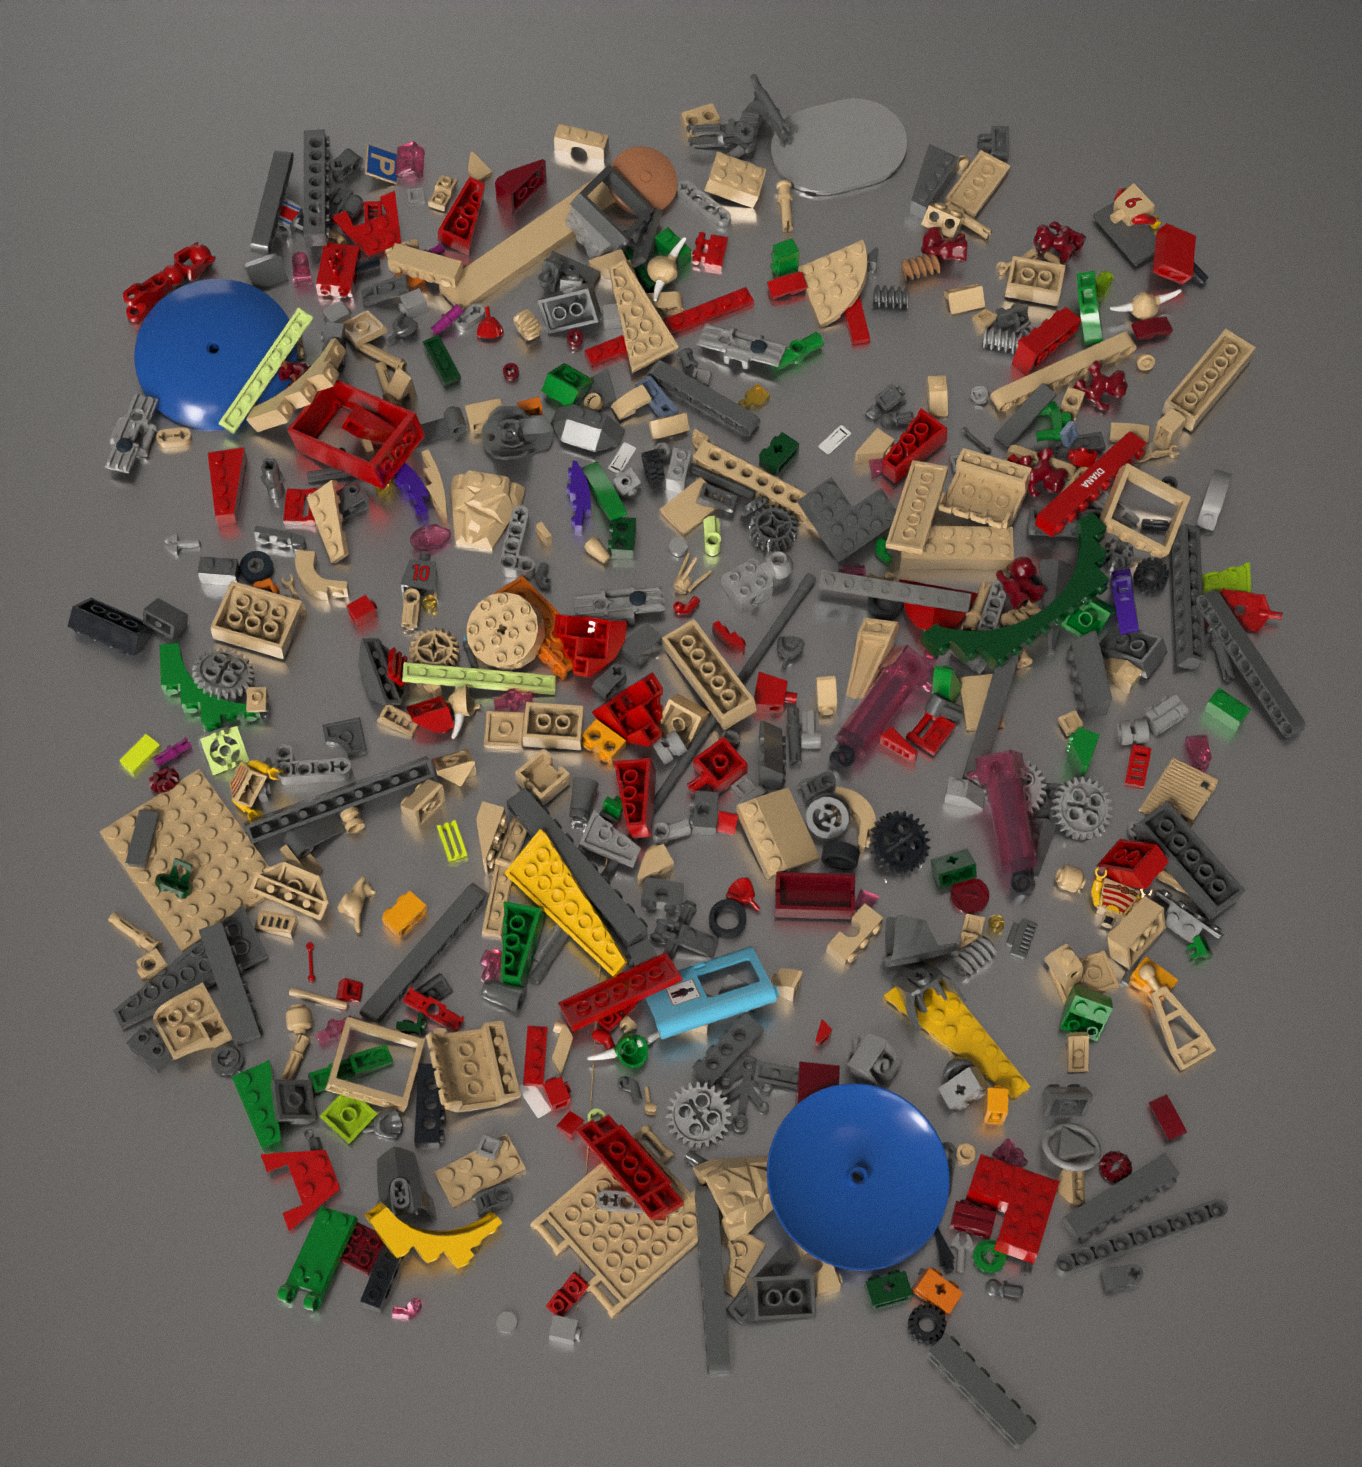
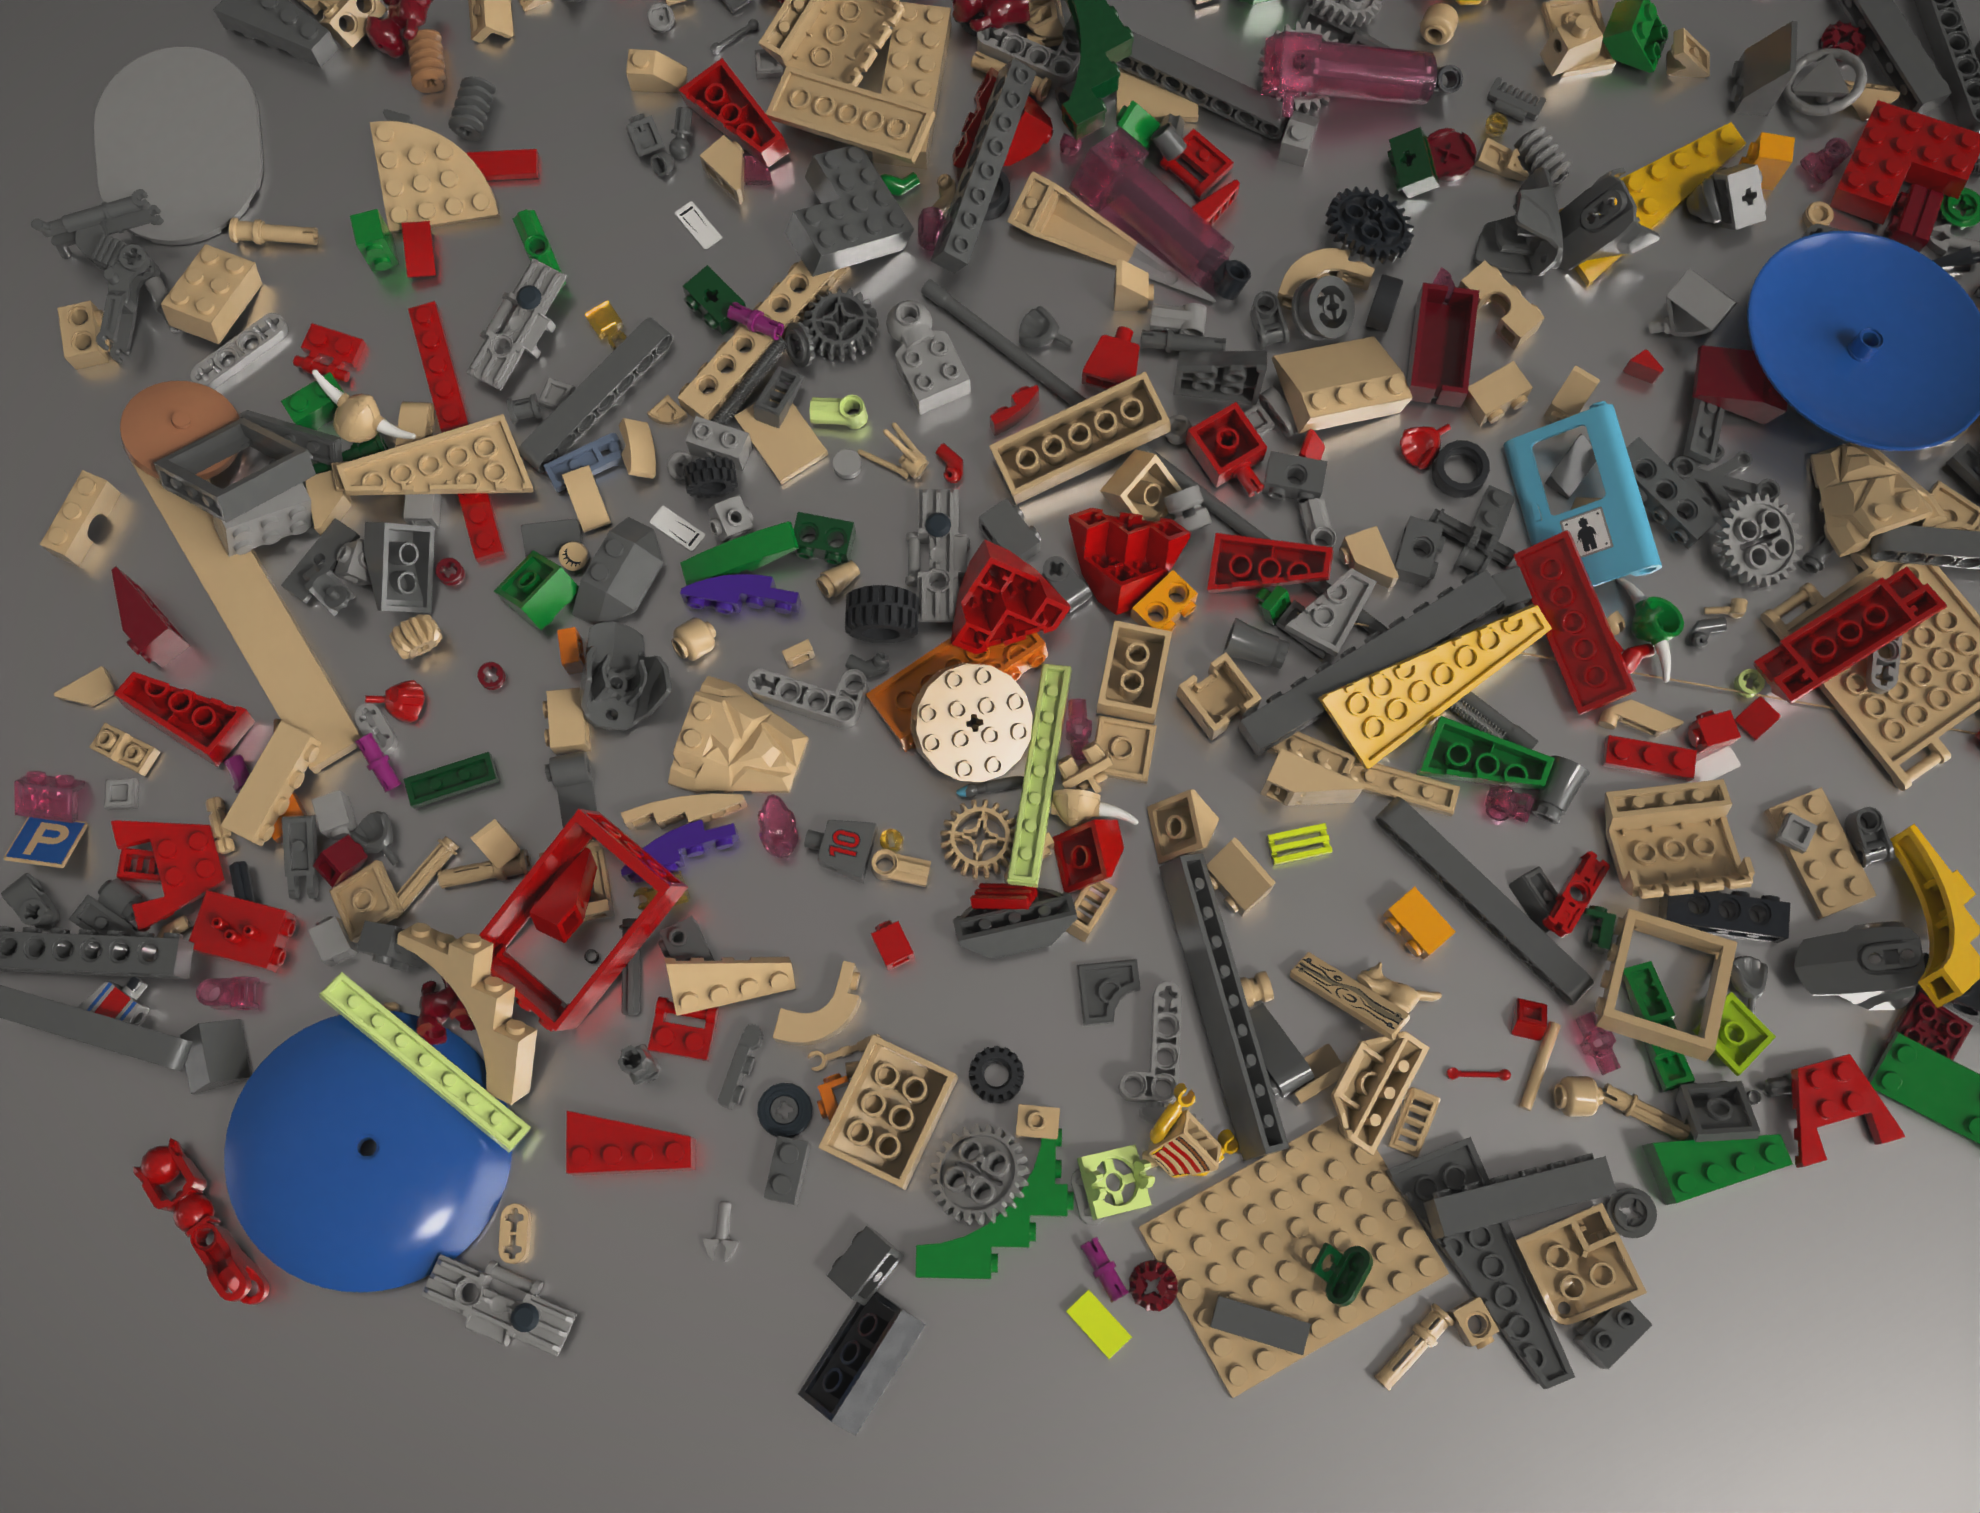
camera: 80 degrees left, 10 degrees up
(290, 688) = (1009, 1088): none -> black tyre
(350, 871) = (1350, 995): none -> tan tile
(384, 310) = (340, 860): none -> dark red brick
(483, 706) = (1096, 762): none -> tan hips
(546, 475) = (693, 639): none -> tan head
(571, 572) = (881, 614): none -> black tyre
(761, 474) = (755, 320): none -> magenta pin
(786, 937) = (1497, 393): none -> tan brick

